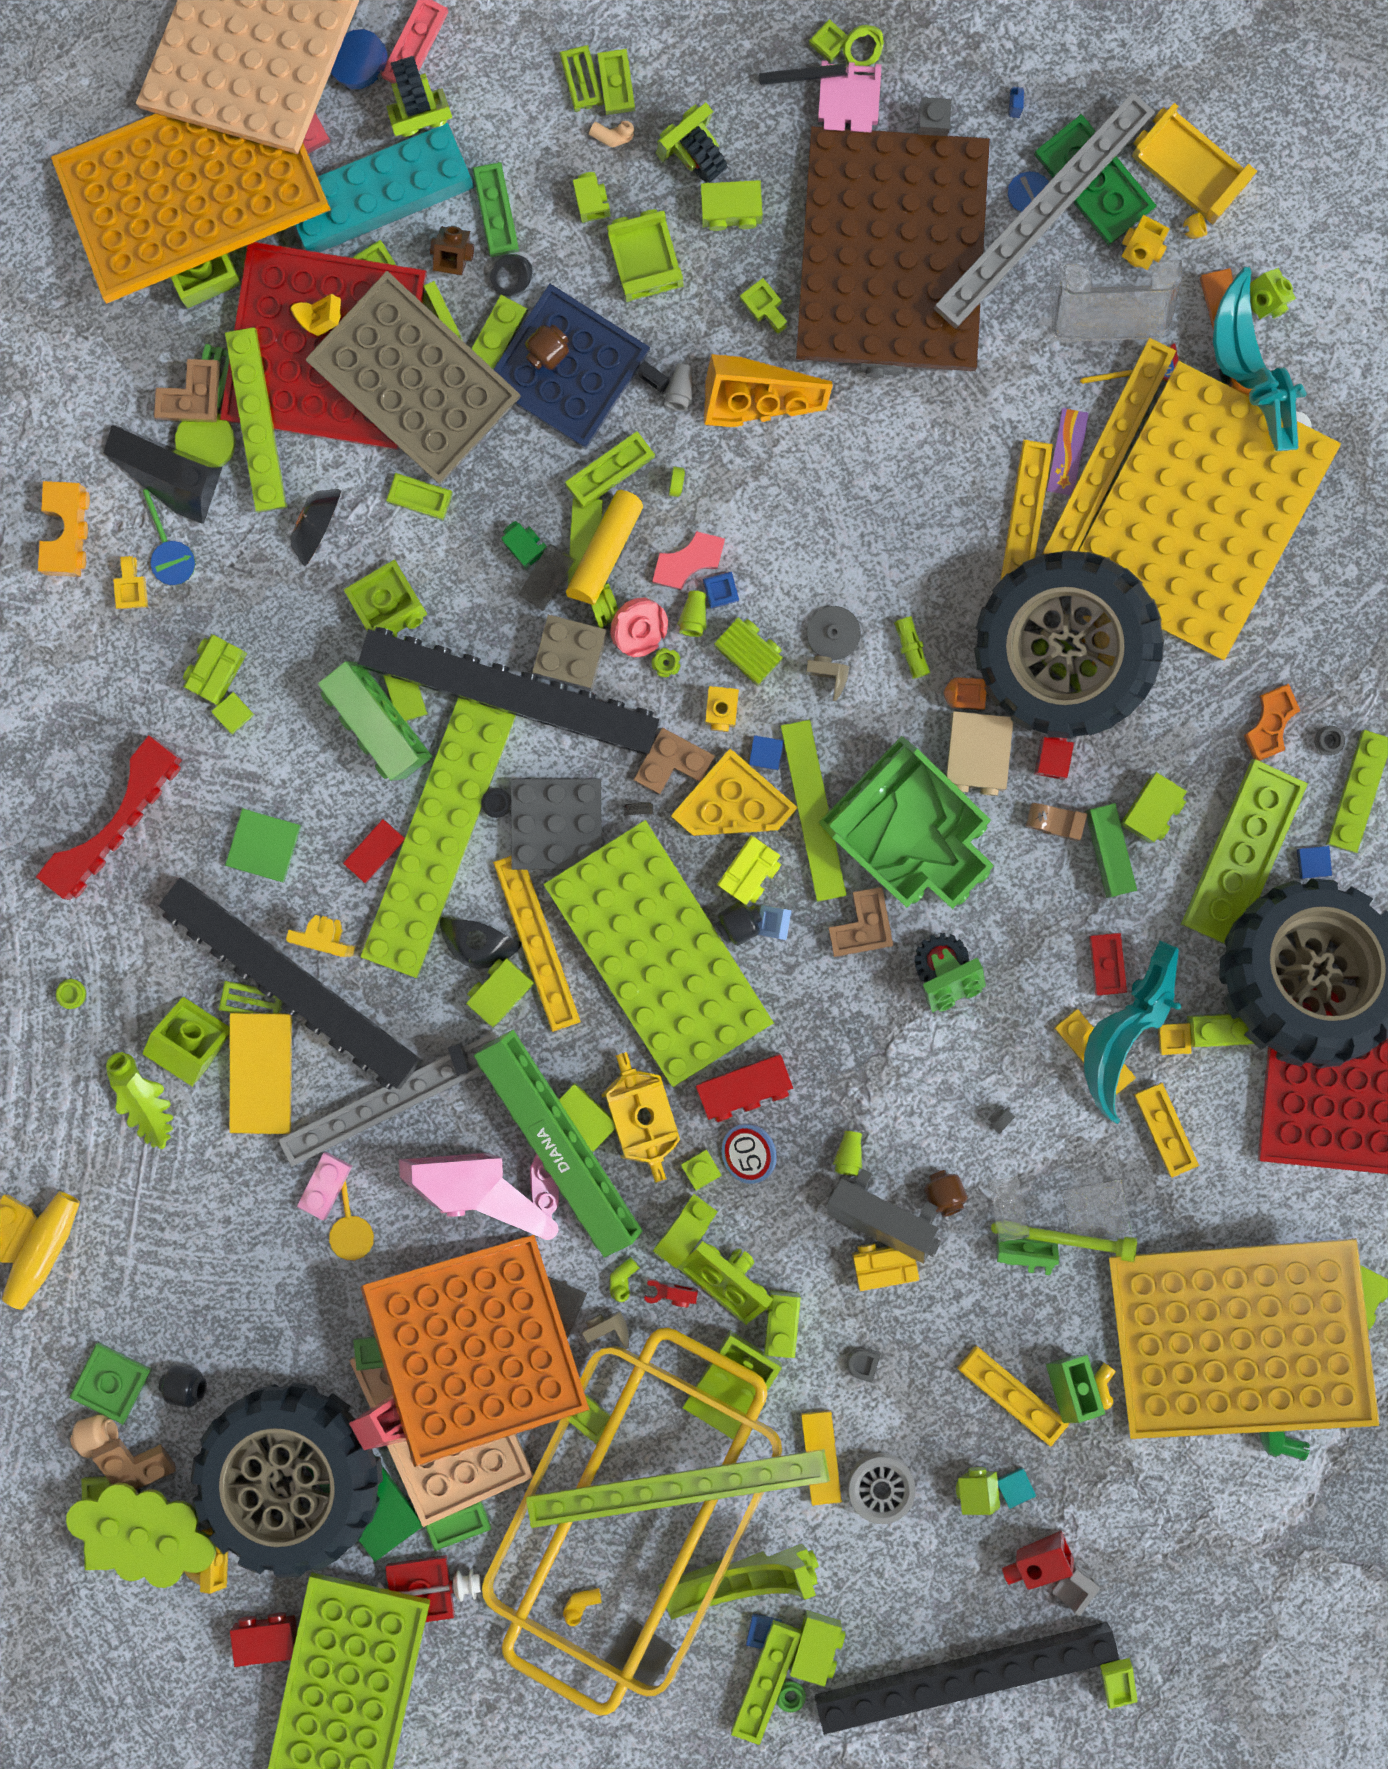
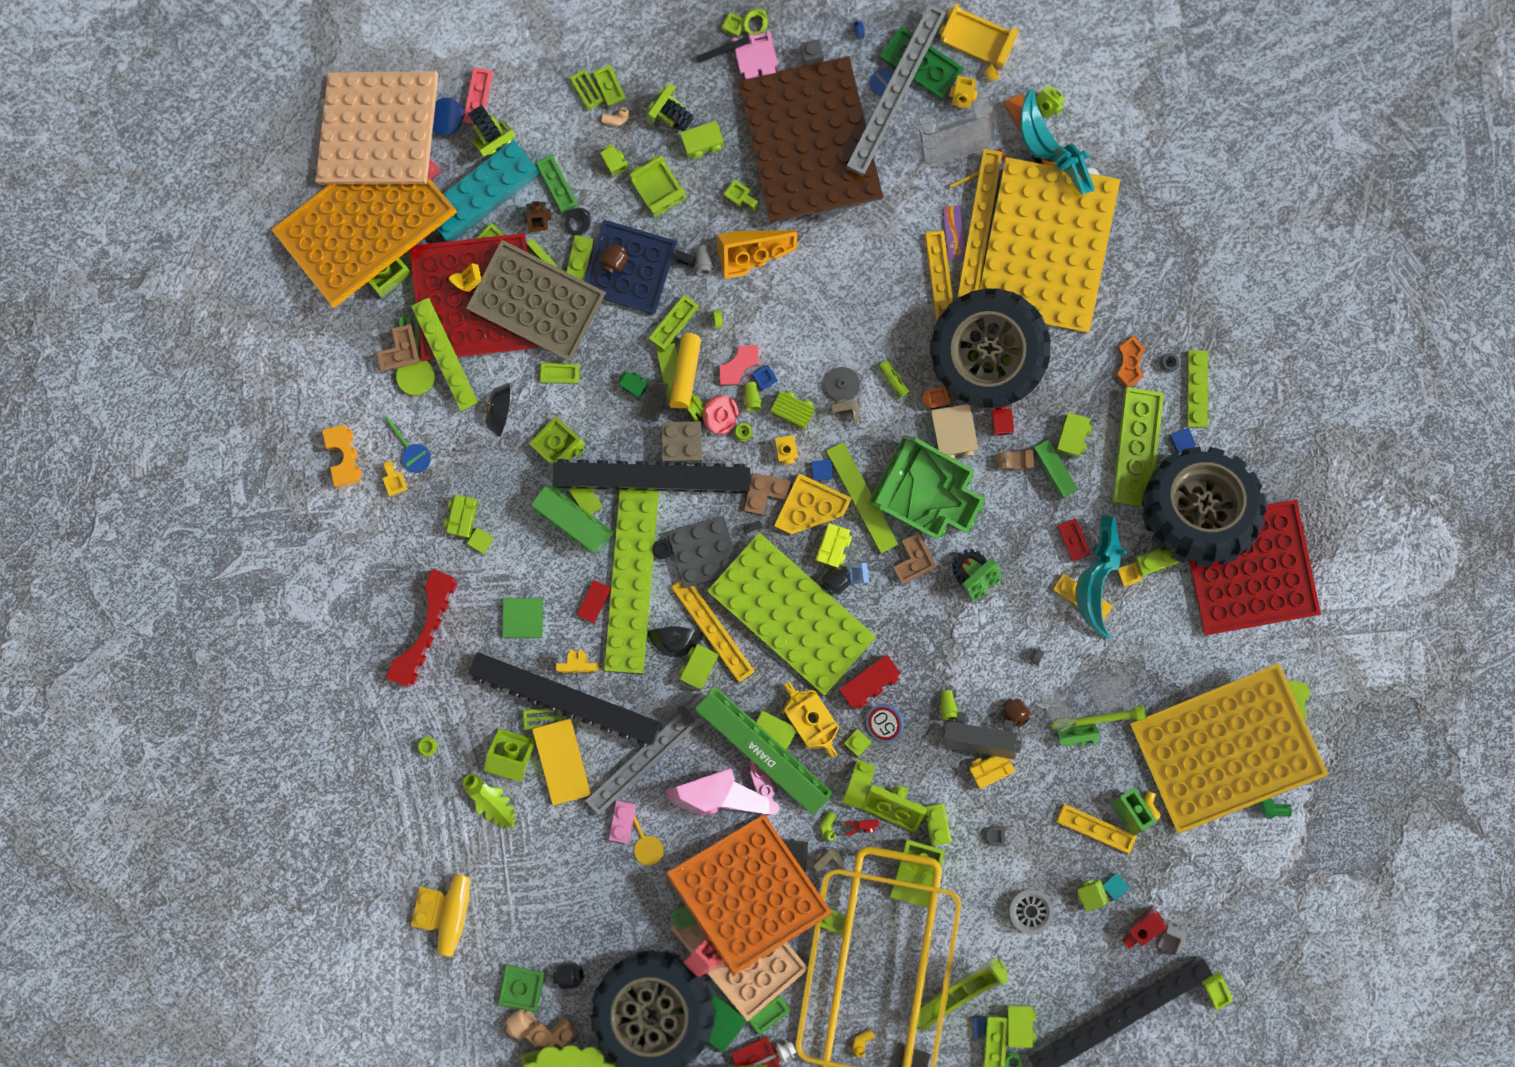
camera: 20 degrees left, 5 degrees down
(171, 475) = (401, 404): black wedge -> none
(678, 1488) = (902, 944): lime plate -> none
(819, 1435) = (987, 903): yellow tile -> none
(1166, 1130) = (1141, 633): yellow plate -> none

